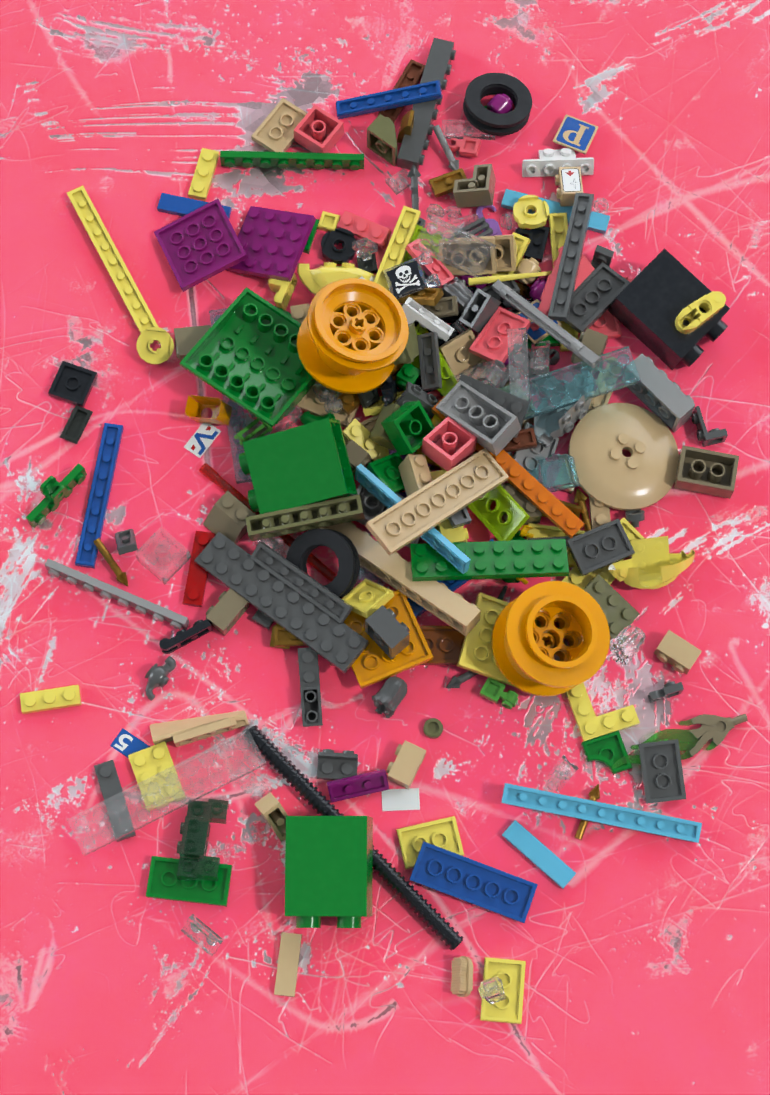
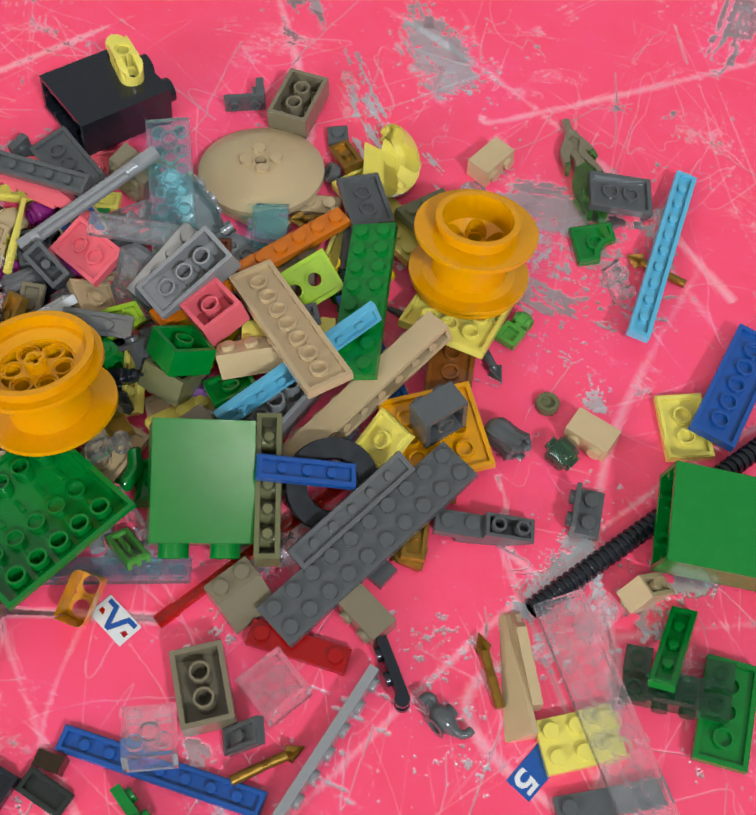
camera: 80 degrees left, 10 degrees down
(96, 423) = (50, 762): none -> dark brown piece
(117, 480) = (149, 737): none -> clear brick
(156, 507) = (203, 688): none -> dark tan brick
(215, 699) = (483, 648): none -> pearl gold piece
(228, 835) = (672, 649): none -> green tile
(318, 540) = (305, 471): none -> blue tile
(358, 785) = (612, 492): magenta tile -> none
(385, 741) = (561, 453): none -> clear green head
(400, 799) = (629, 453): white sticker -> none
(539, 854) = (701, 322): medium azure tile -> none
(592, 726) = (561, 247): light yellow plate -> none
(655, 524) = (346, 156): none -> pearl gold plate
(661, 394) = (211, 118): light grey brick -> none
(669, 690) = (531, 175): dark grey plate -> none
(681, 514) = (337, 134): none -> dark grey plate

